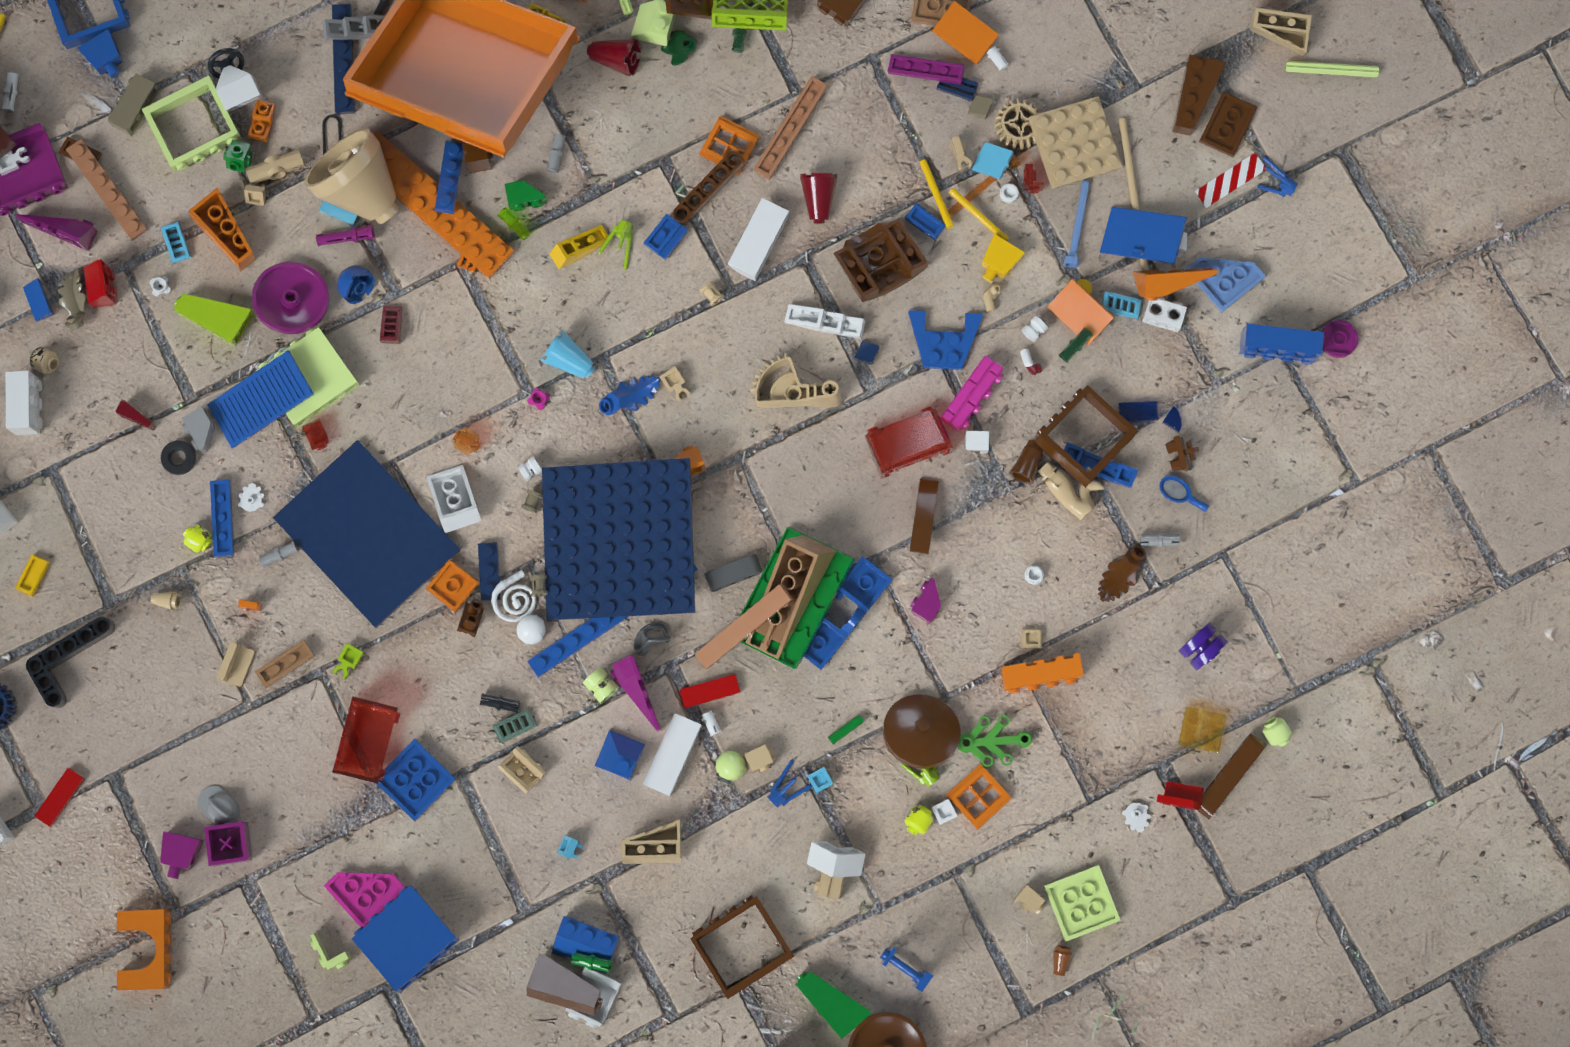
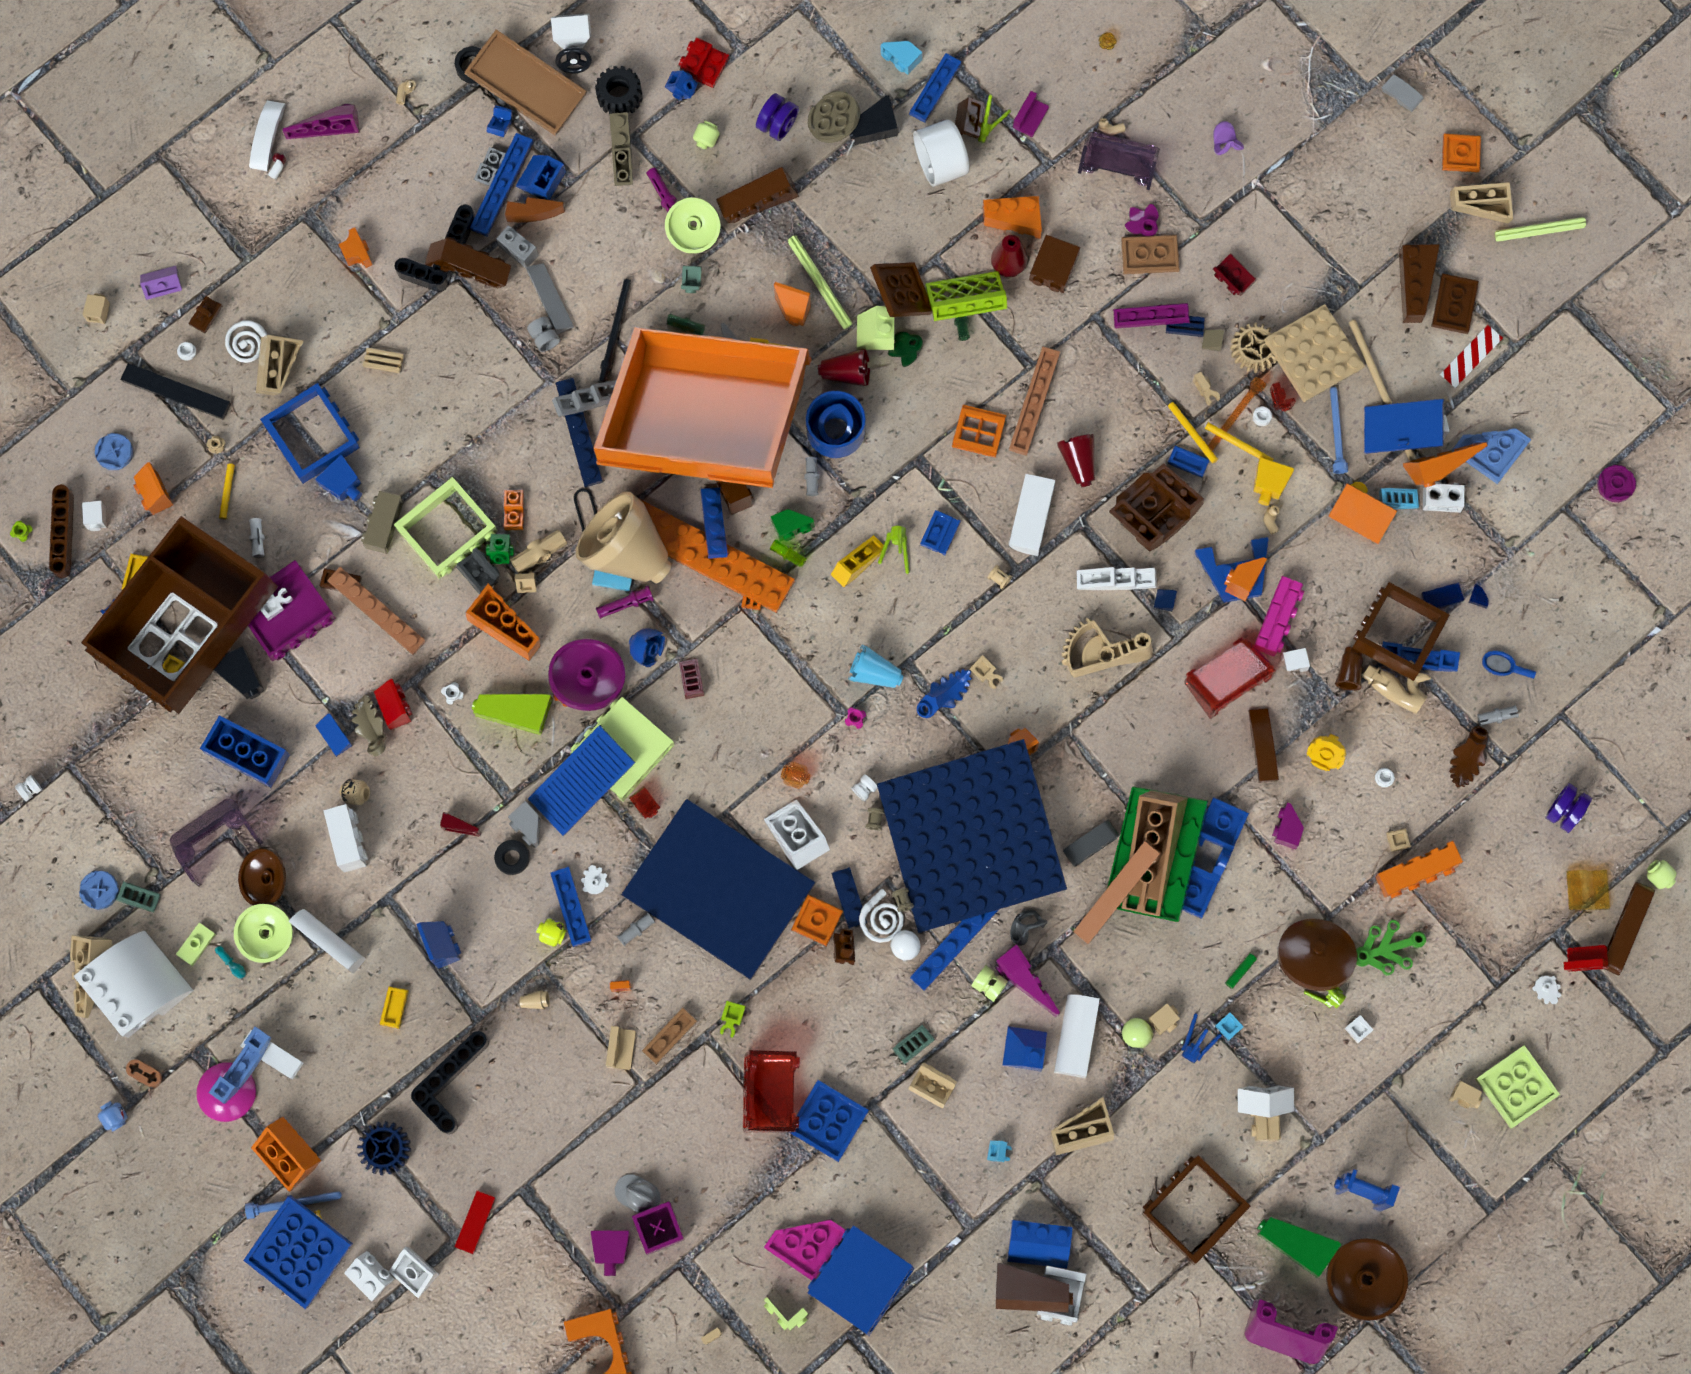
camera: 15 degrees left, 5 degrees down
(69, 230) = (348, 659): magenta wedge -> none
(85, 524) = (439, 943): none -> blue slope
(165, 229) = (452, 631): medium azure slope -> none
(212, 172) = (478, 570): none -> dark grey bracket
(234, 85) = (482, 479): white piece -> none
(253, 957) = (711, 1336): none -> tan tile
(499, 703) = (893, 1024): black pin -> none
(584, 89) = (838, 406): none -> blue piece
(592, 962) = (1052, 1259): green pin -> none
(705, 197) = (972, 466): reddish brown beam -> none
(709, 691) = (1097, 964): red tile -> none
(711, 723) = (1107, 995): white pin -> none
(918, 820) = (1336, 1042): neon yellow head -> none
(946, 349) = (1243, 578): none -> orange slope
(965, 32) = (1180, 273): orange tile -> none
(978, 796) = (1388, 1006): orange piece -> none
(983, 537) = (1327, 752): none -> yellow tile
(992, 160) = (1239, 388): medium azure piece -> none
(997, 58) = (1217, 290): white pin -> none
(1017, 47) = (1234, 275): none -> dark red bracket
(1028, 362) = (1331, 579): arm -> none
(1034, 329) = (1322, 540): white wheel -> none
(1061, 959) = (1512, 1147): dark orange cone -> none
(1075, 345) = (1366, 546): clear green pin -> none
(1182, 462) = (1490, 620): reddish brown hips -> none
(1281, 343) = (1564, 499): blue brick -> none
(1287, 184) = (1527, 347): blue plant -> none

